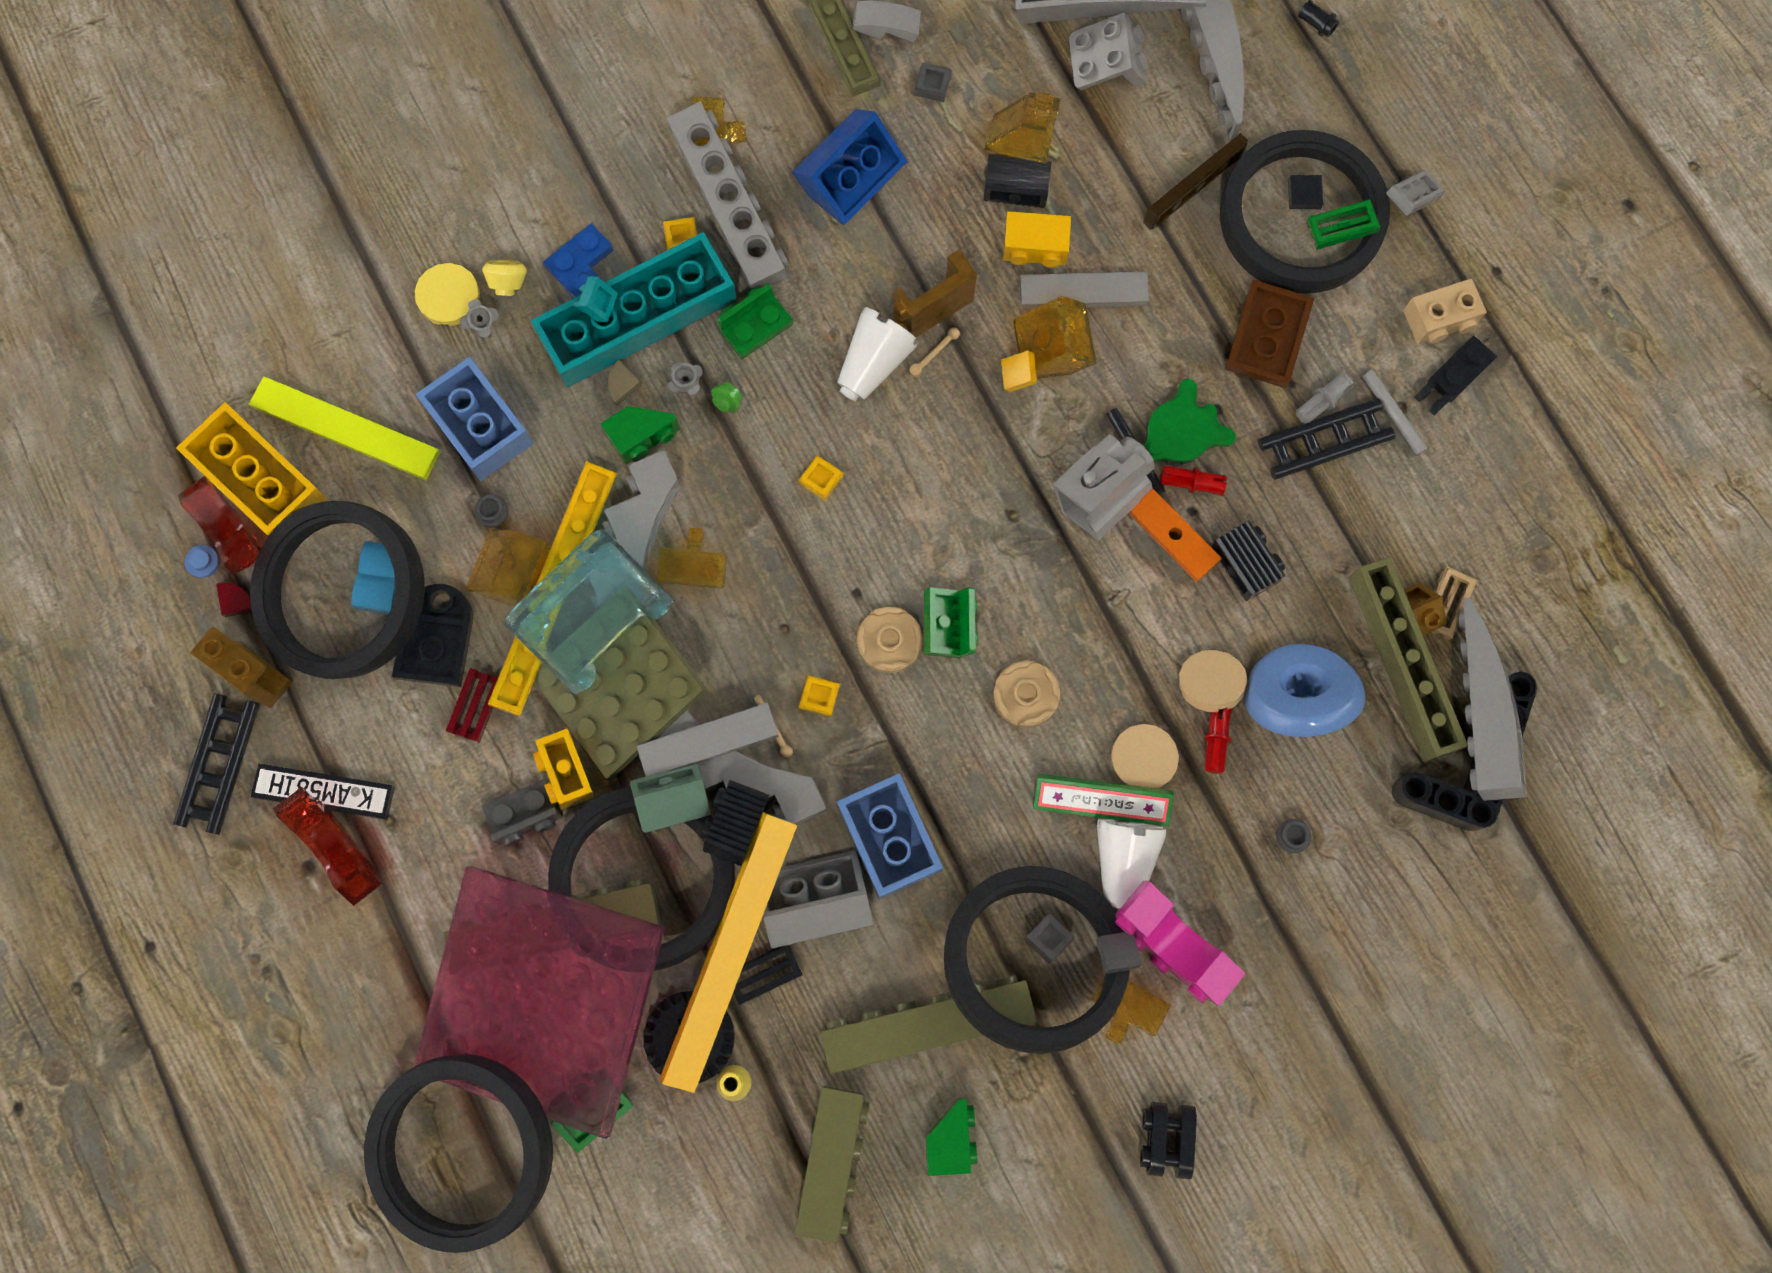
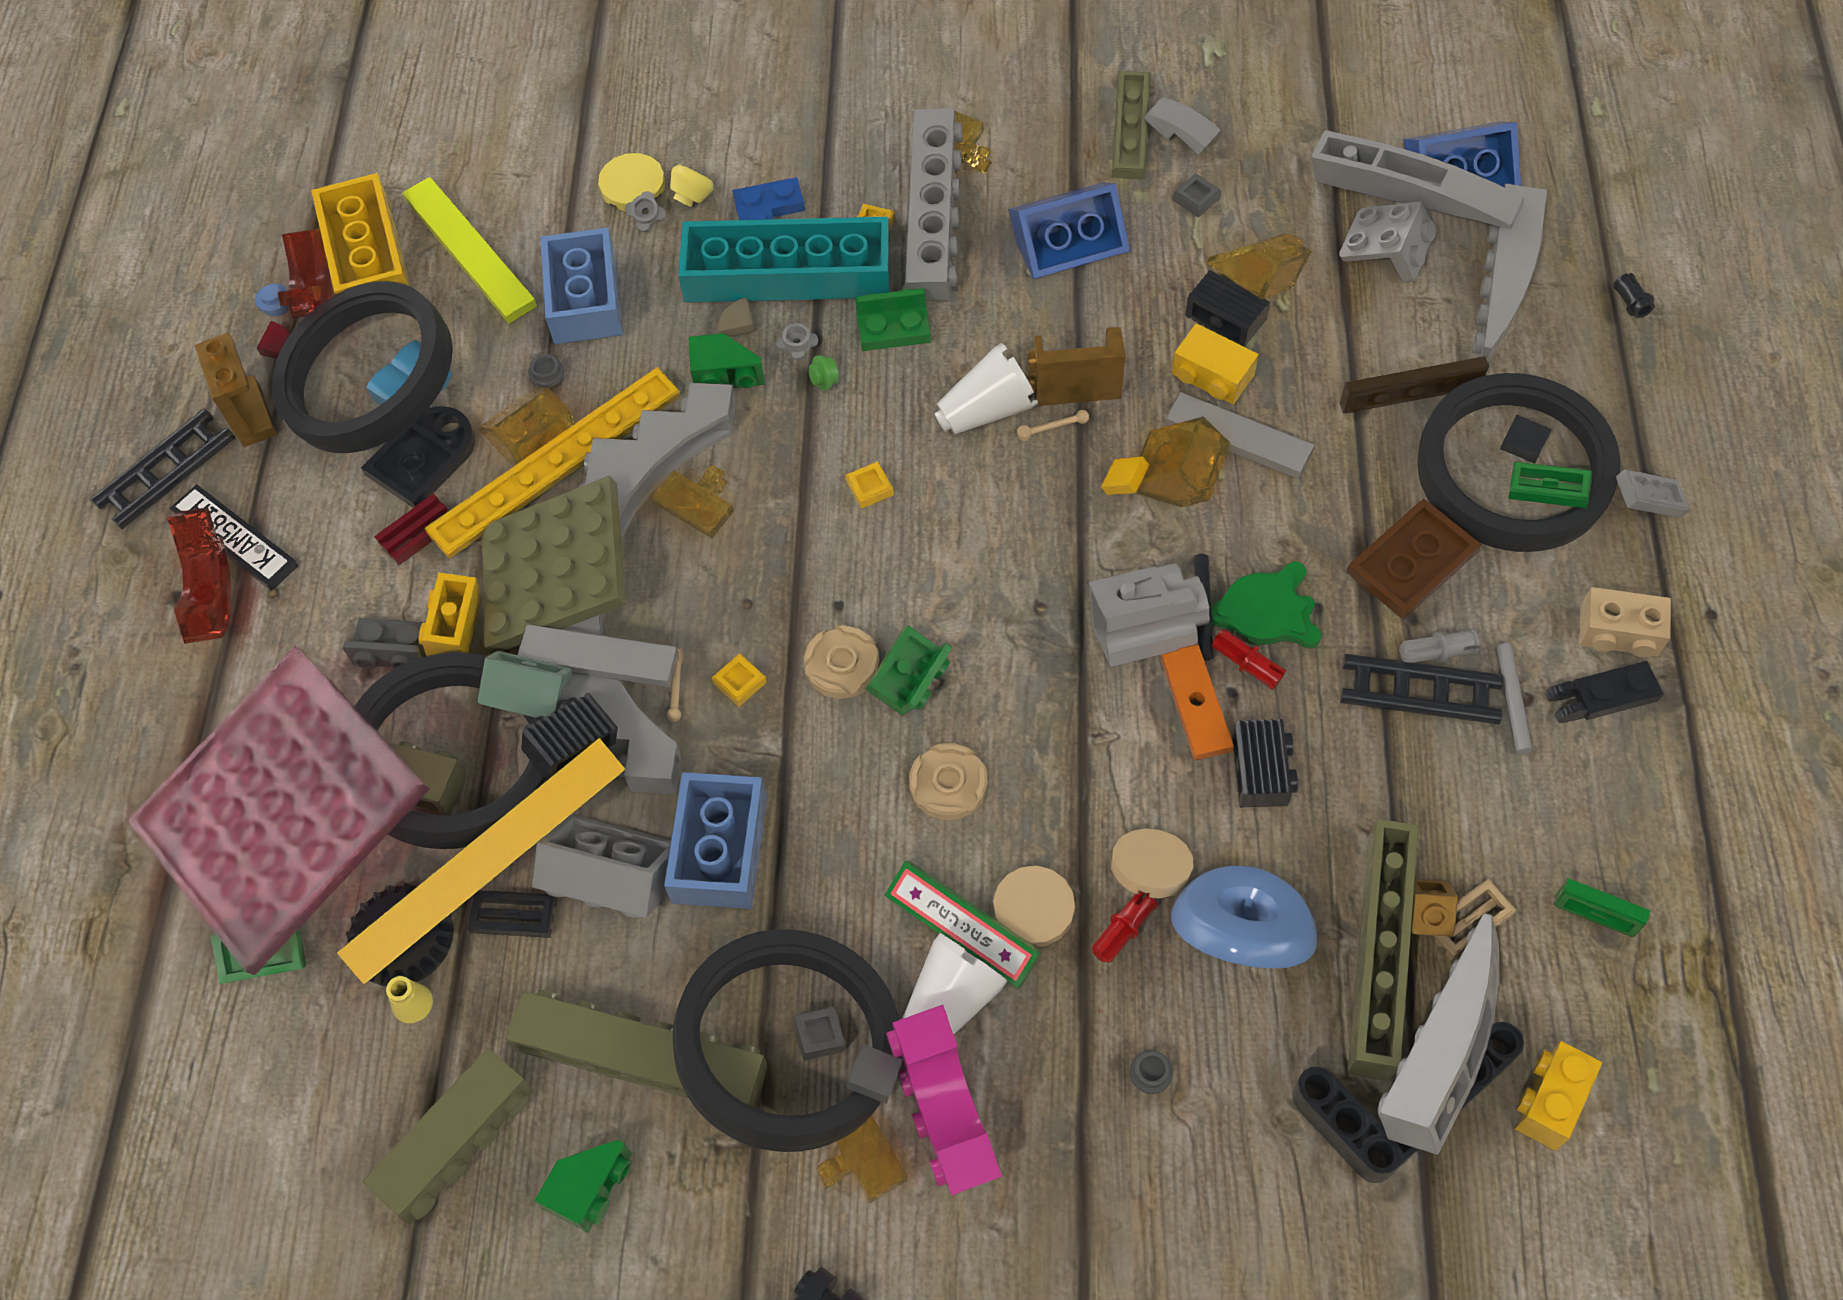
camera: 35 degrees right, 15 degrees down
(385, 1178) = (48, 872): black tyre -> none
(585, 608) = (560, 470): clear light blue windscreen -> none
(596, 299) = (750, 225): teal tile -> none
(1533, 548) = (1601, 908): none -> green tile
(1571, 704) = (1558, 1095): none -> yellow brick

